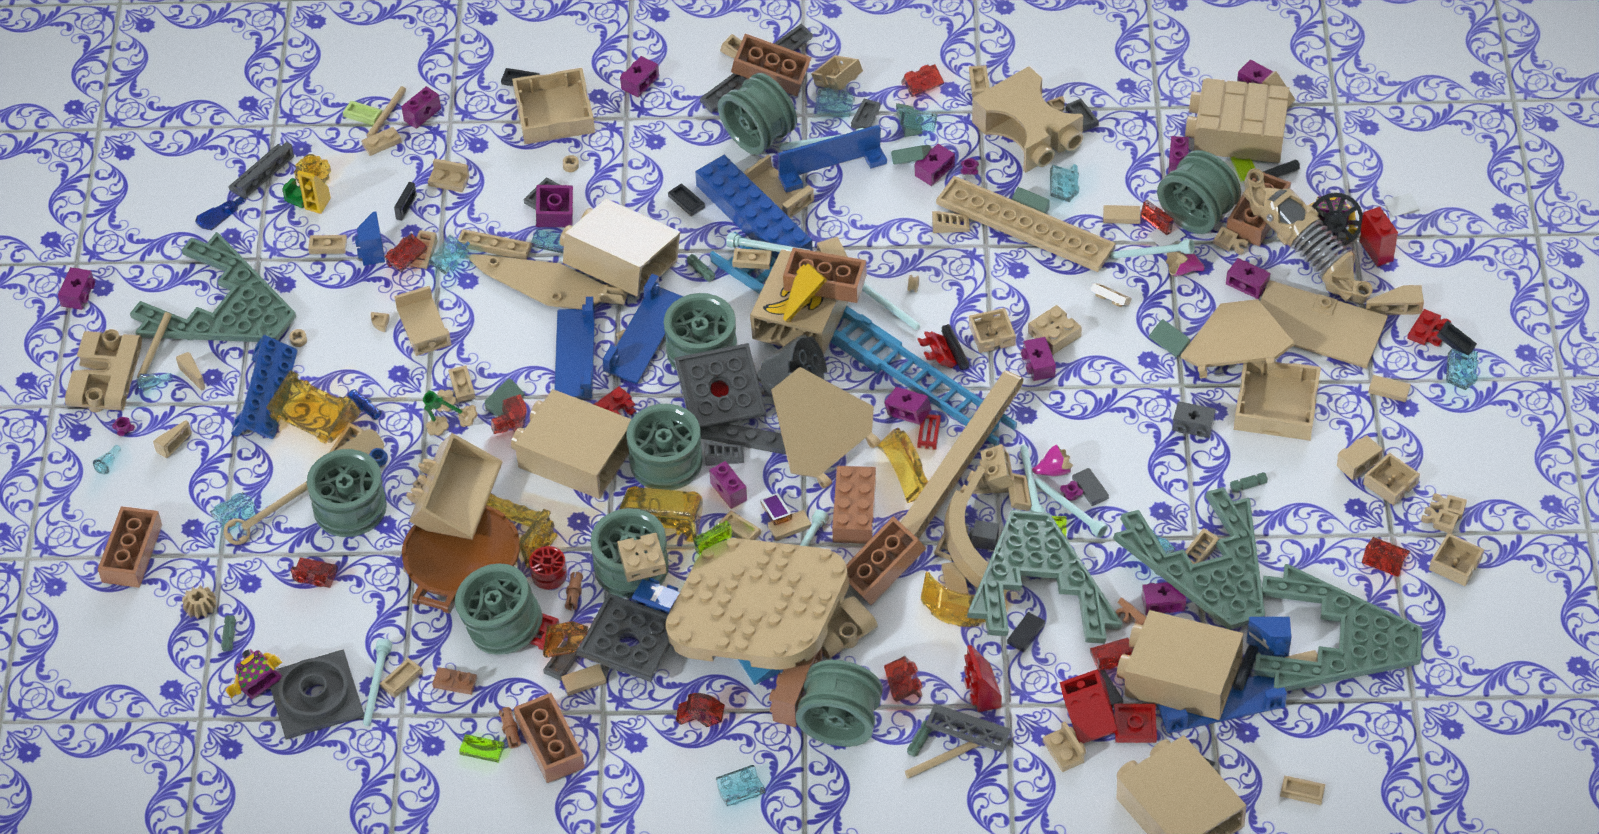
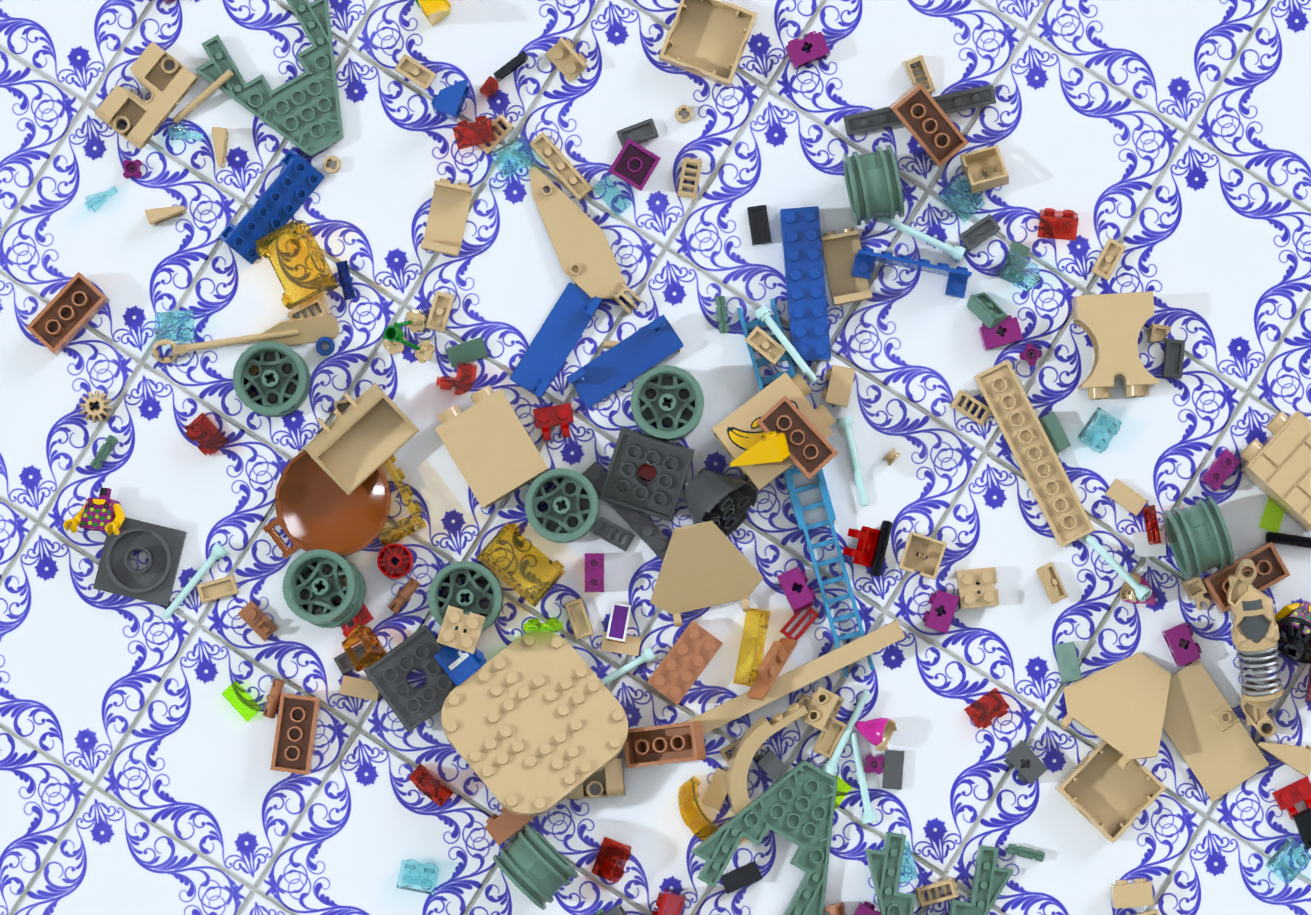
camera: 30 degrees right, 35 degrees up
(380, 320) = (412, 190): tan tile -> none
(398, 223) = (490, 88): none -> clear red brick
(601, 187) = (695, 162): none -> tan slope
(620, 246) = (658, 257): brick -> none
(929, 452) = (771, 667): none -> nougat bracket
(1131, 404) = (987, 708): none -> clear red bracket
(1389, 388) = (1214, 836): tan tile -> none

